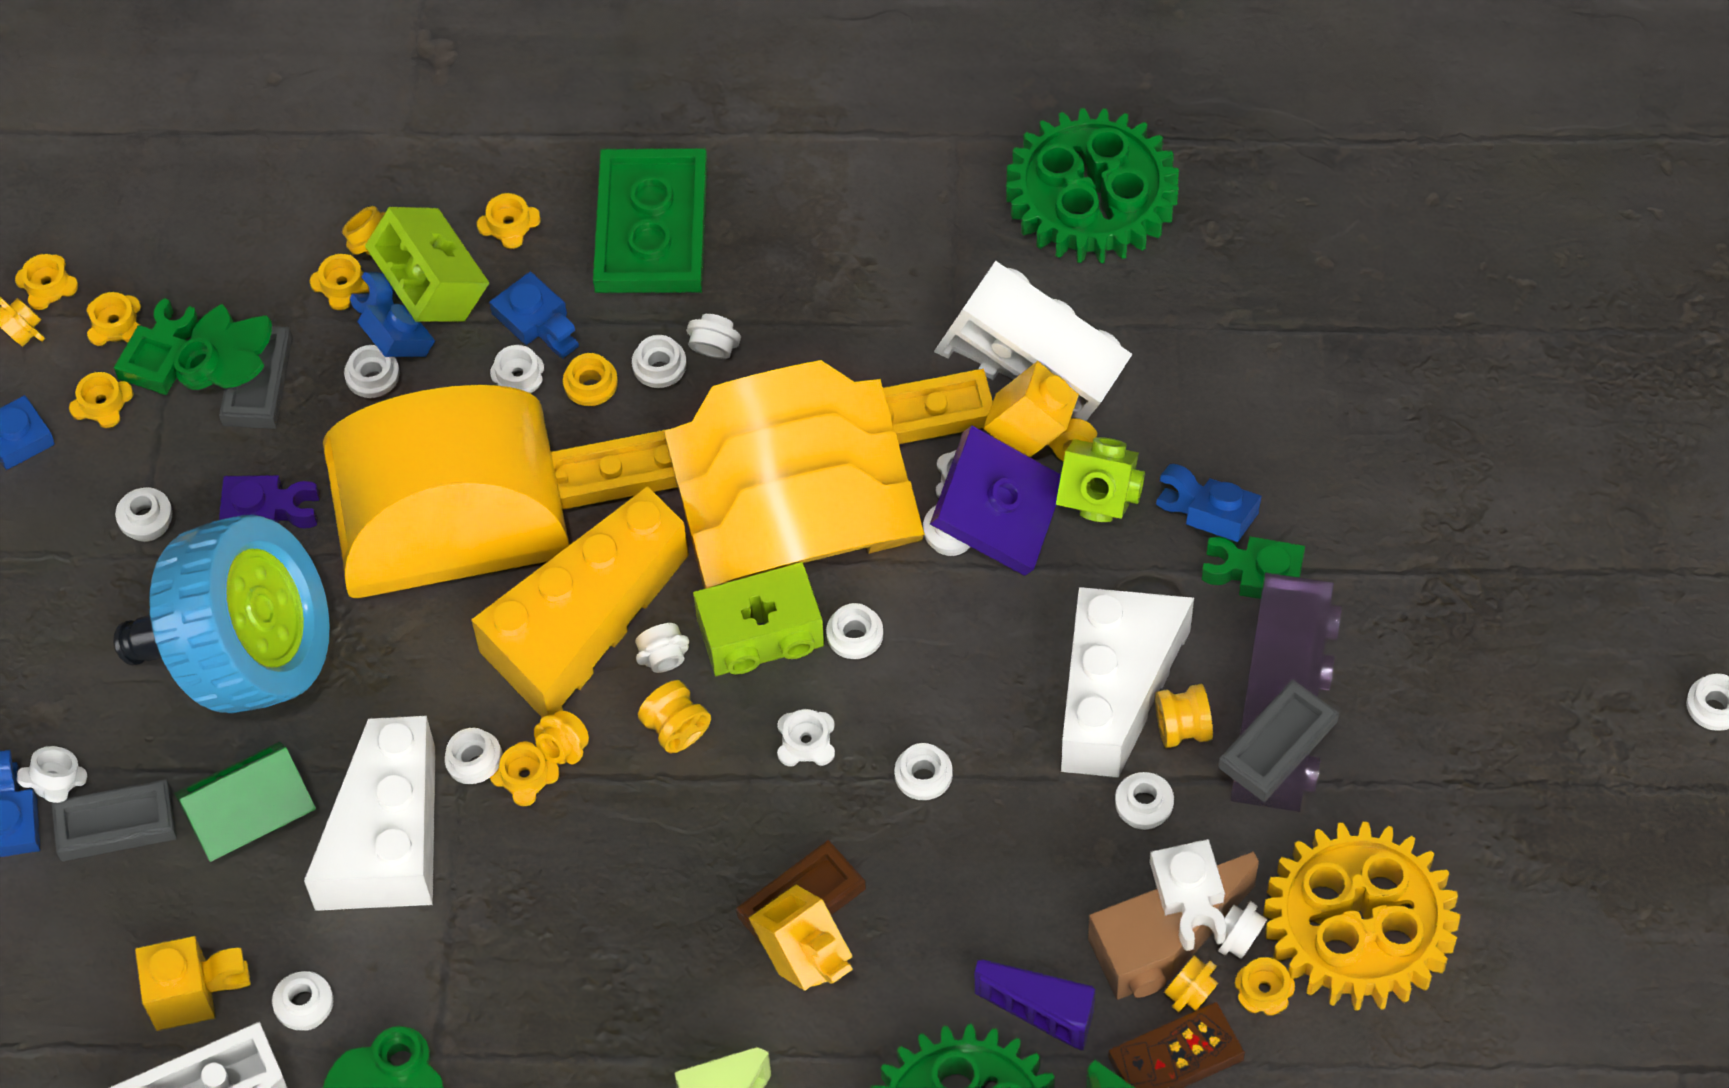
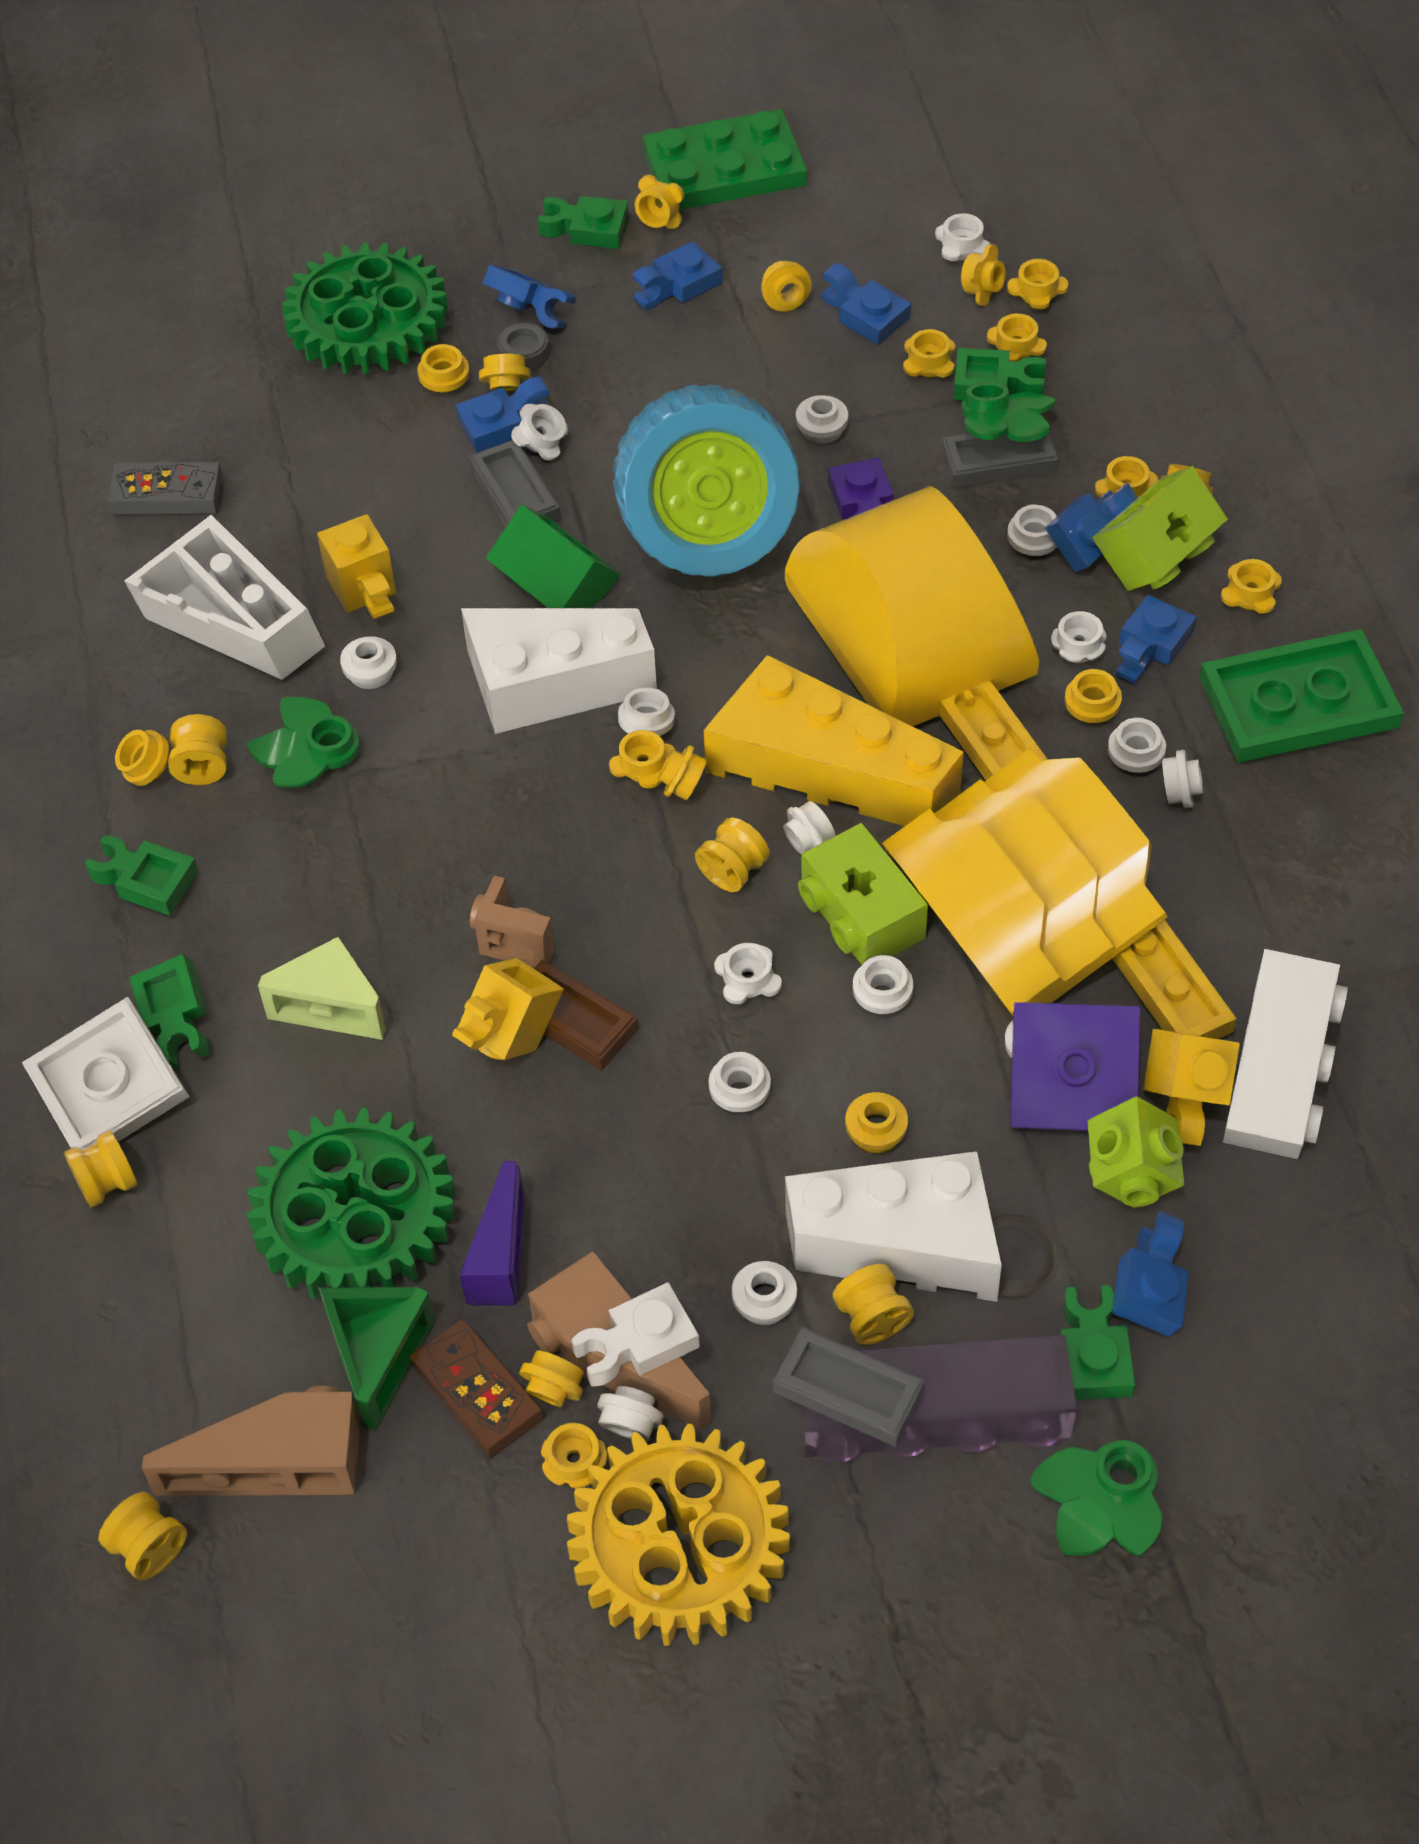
camera: 75 degrees right, 5 degrees down
(701, 927) = (510, 931): none -> medium nougat bracket
(992, 685) = (876, 1136): none -> yellow plate
(1400, 605) = (1097, 1507): none -> green plate

